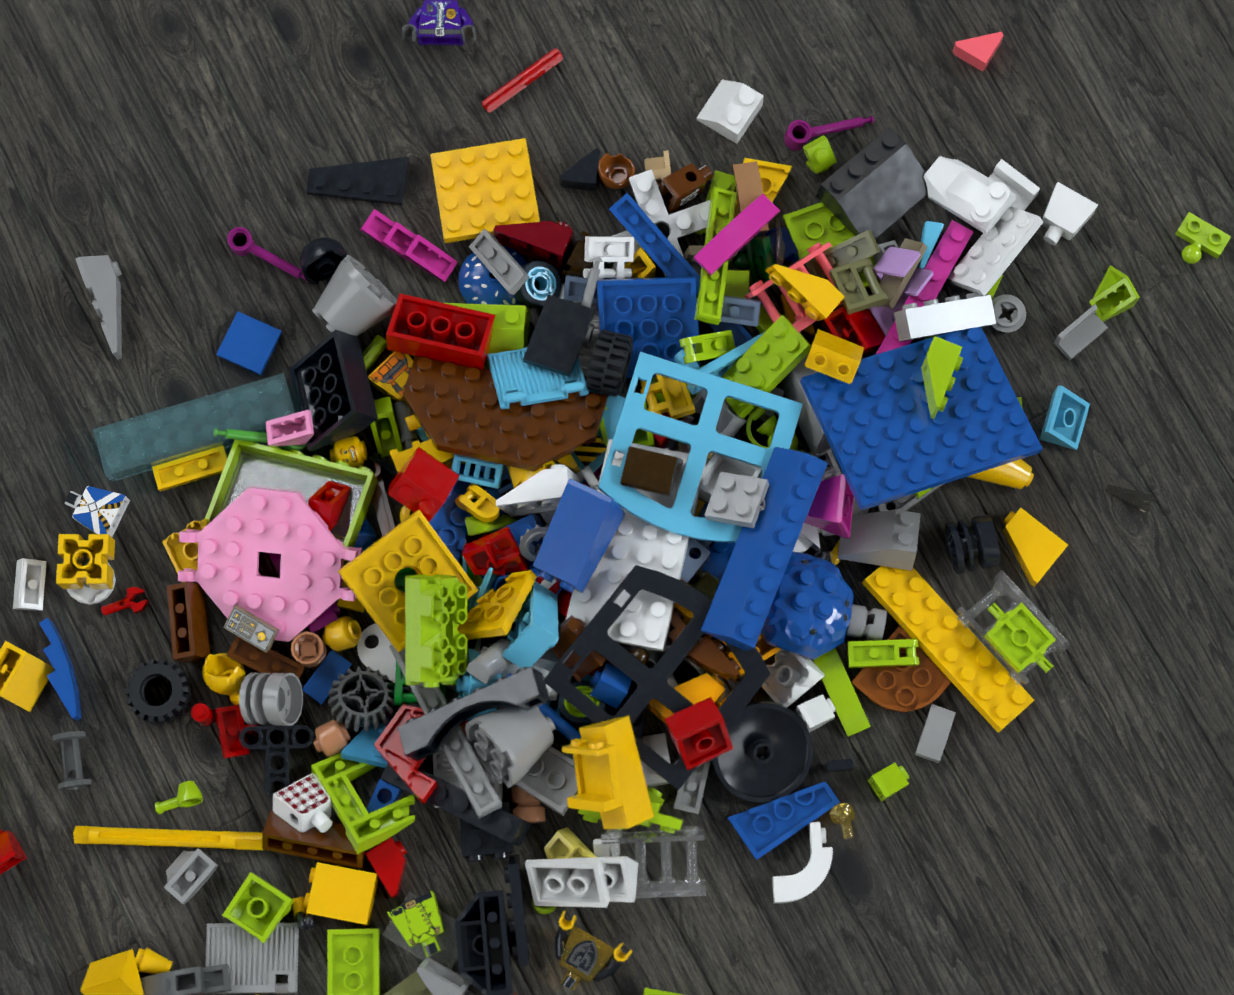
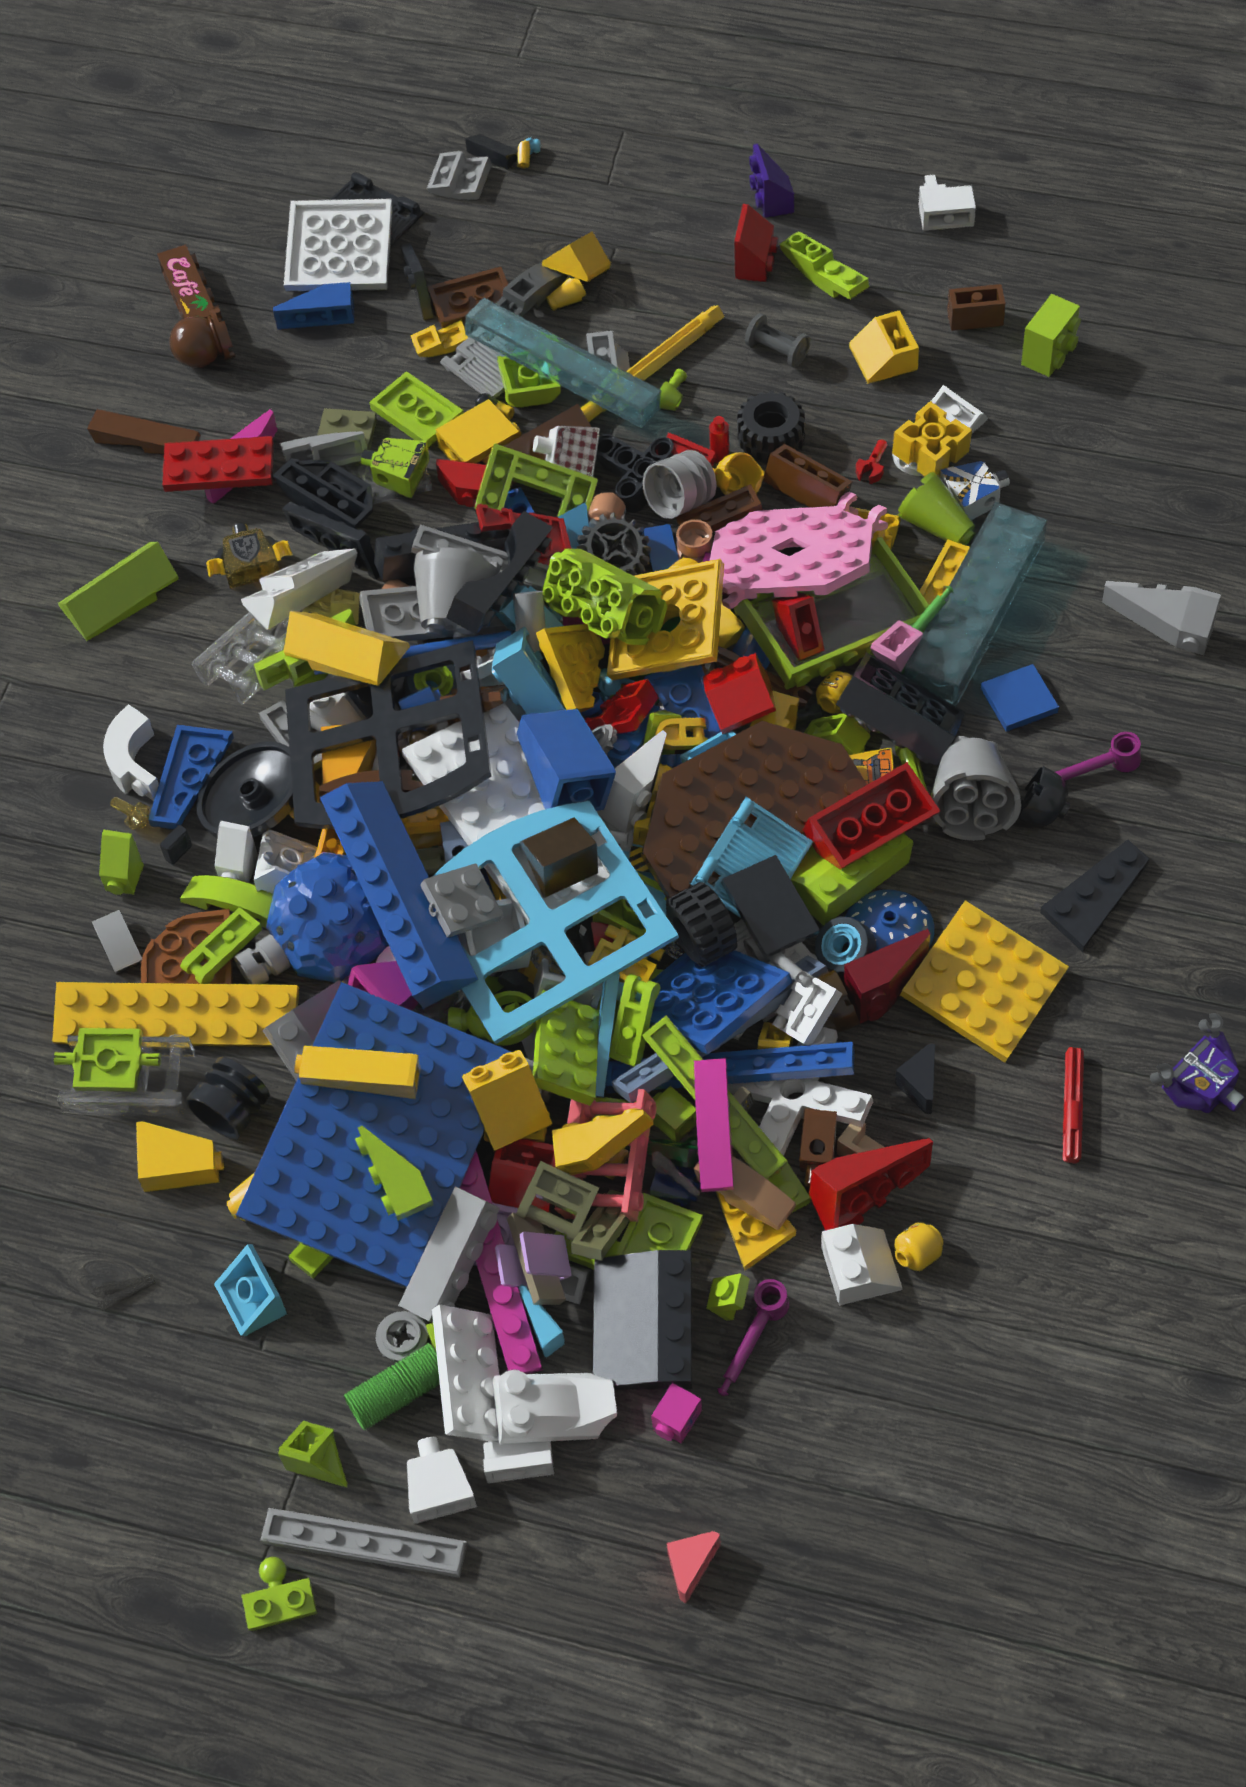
camera: 135 degrees right, 20 degrees down
(63, 677) = (866, 385): blue slope -> none
(141, 514) = (937, 511): none -> lime cone
(231, 885) = (563, 362): none -> clear light blue brick
(251, 628) = (752, 509): tile -> none
(409, 246) = (989, 883): dark pink slope -> none
(499, 261) = (892, 919): light grey plate -> none
(595, 776) = (351, 614): yellow panel -> none
(615, 171) = (895, 1103): dark orange hair -> none
(691, 145) = (858, 1181): none -> red wedge
(692, 86) = (918, 1246): none -> yellow head
(699, 733) = (308, 723): red slope -> none
(906, 434) = (360, 1070): none -> yellow slope
(910, 126) = (676, 1414): none -> dark pink brick
(1044, 286) = (389, 1392): none -> bright green piece
(1080, 333) = (311, 1387): light grey panel -> none
(1130, 226) = (364, 1542): none -> light grey tile

